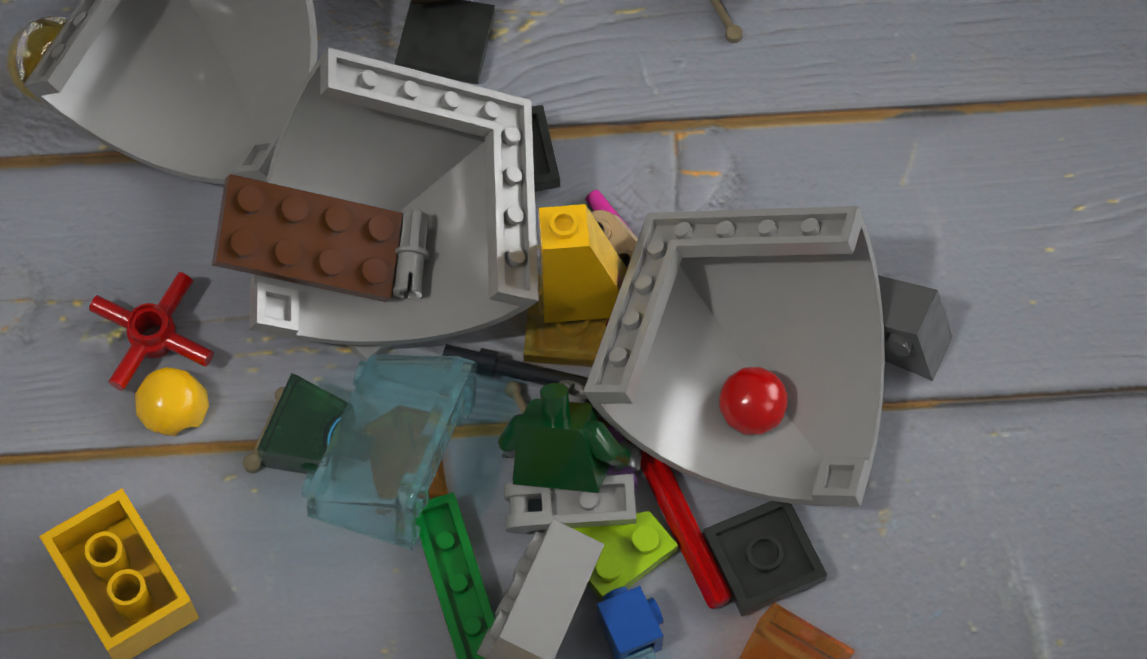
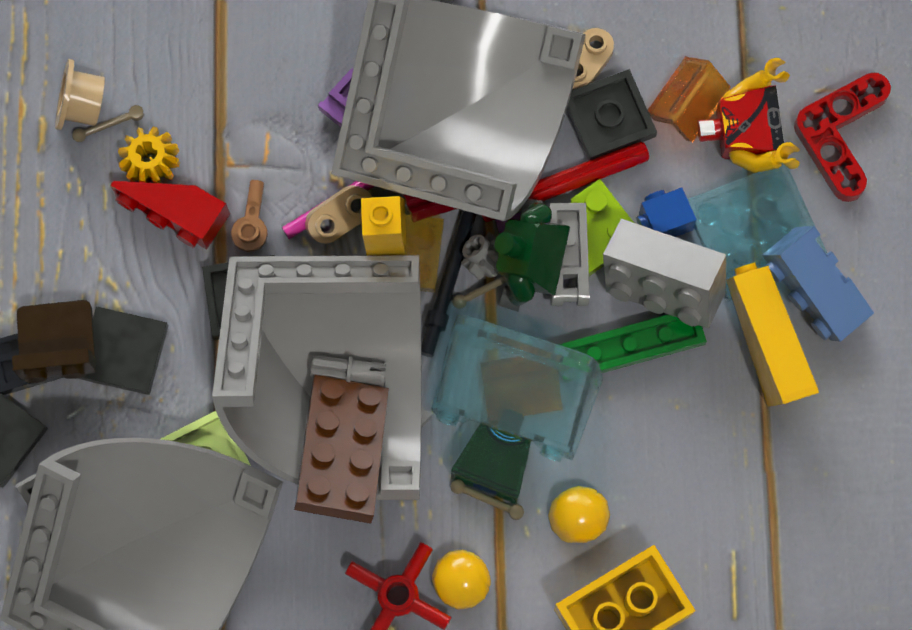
camera: 85 degrees left, 10 degrees up
(245, 533) = (579, 515): none -> yellow hair
(592, 157) = (249, 231): none -> medium nougat plate
(609, 88) = (181, 207): none -> red slope
(675, 44) = (144, 145): none -> yellow gear
(753, 401) = (485, 111): red hair -> none
(837, 530) = (594, 60): none -> tan plate

